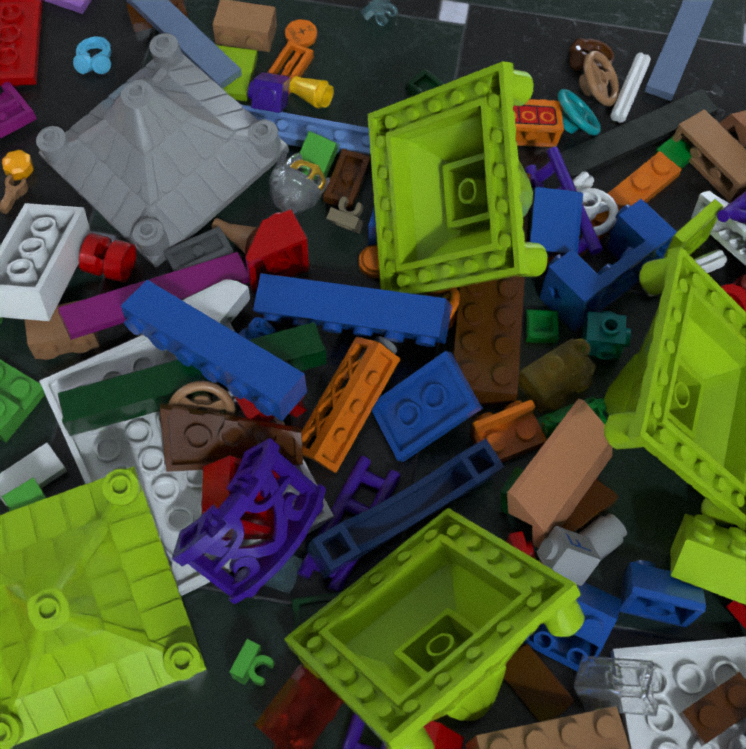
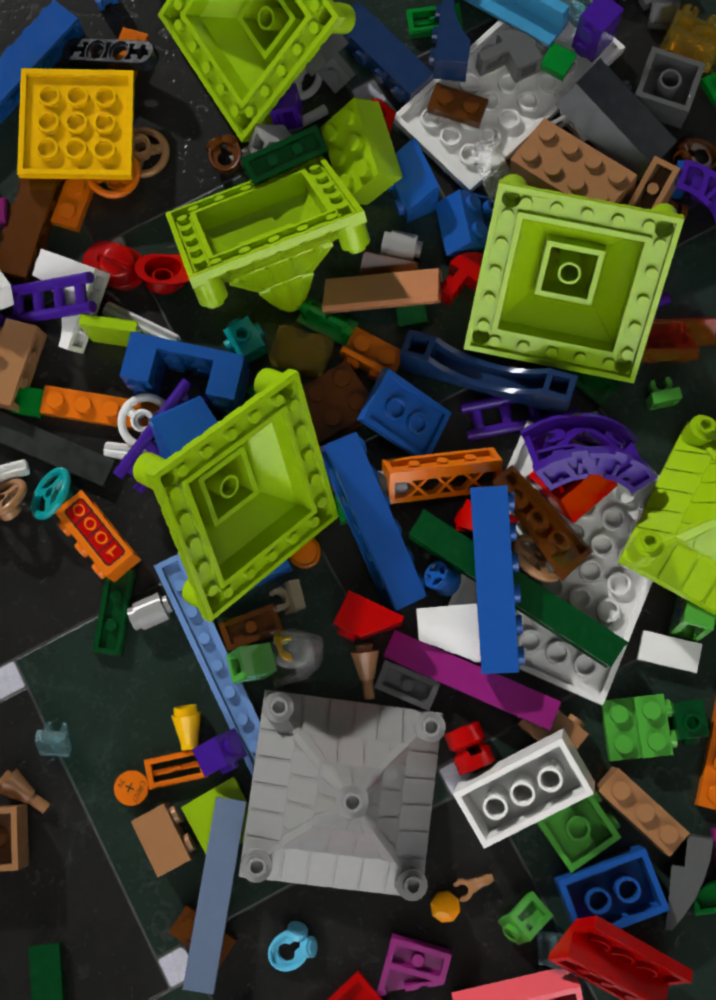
camera: 120 degrees left, 15 degrees up
(569, 554) = (438, 247): light grey brick -> none

